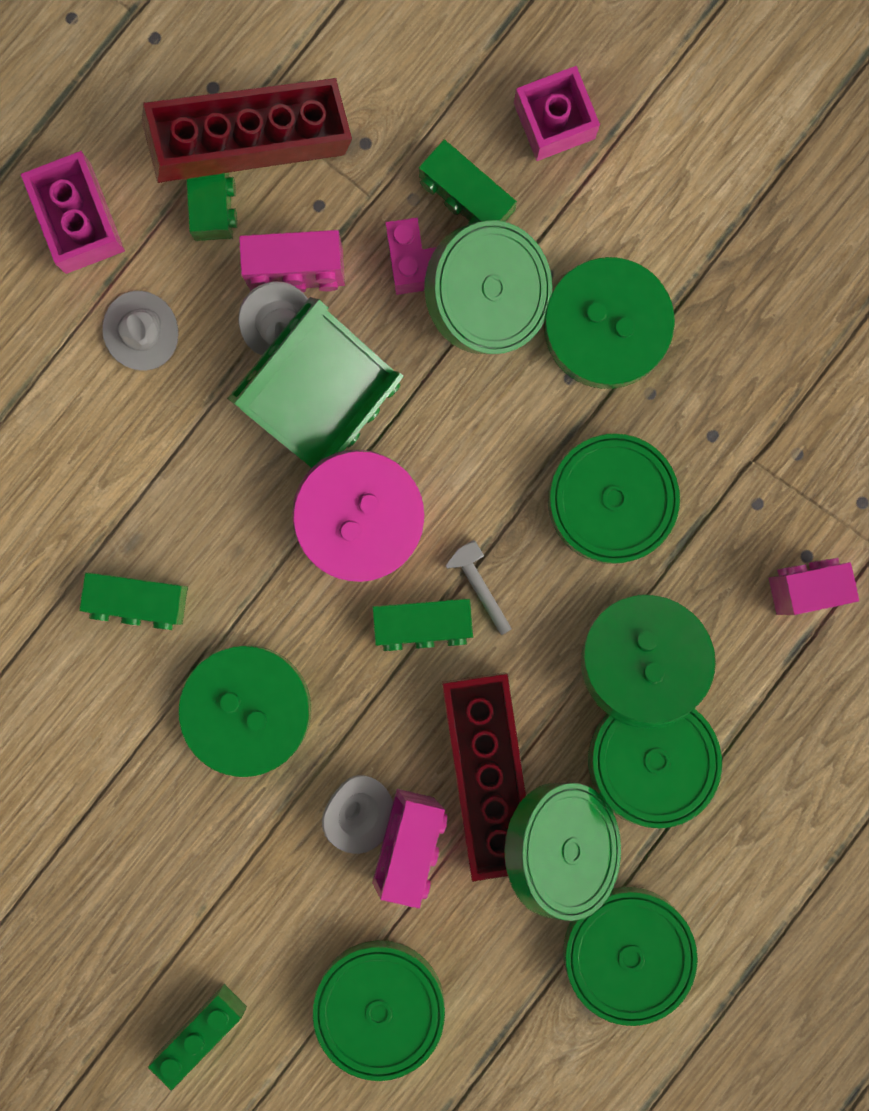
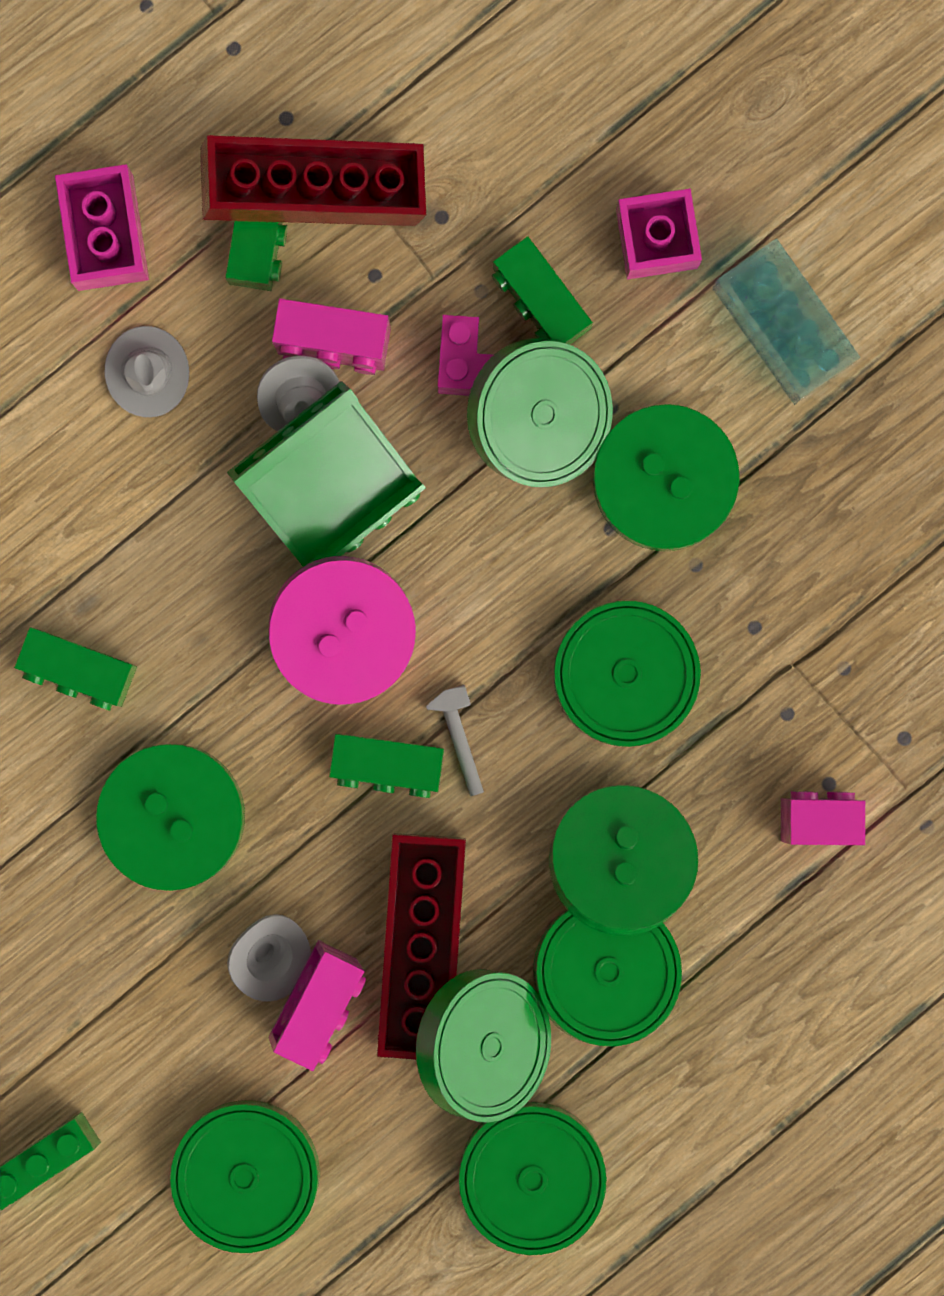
camera: 15 degrees right, 0 degrees up
(682, 164) = (785, 321): none -> clear light blue brick

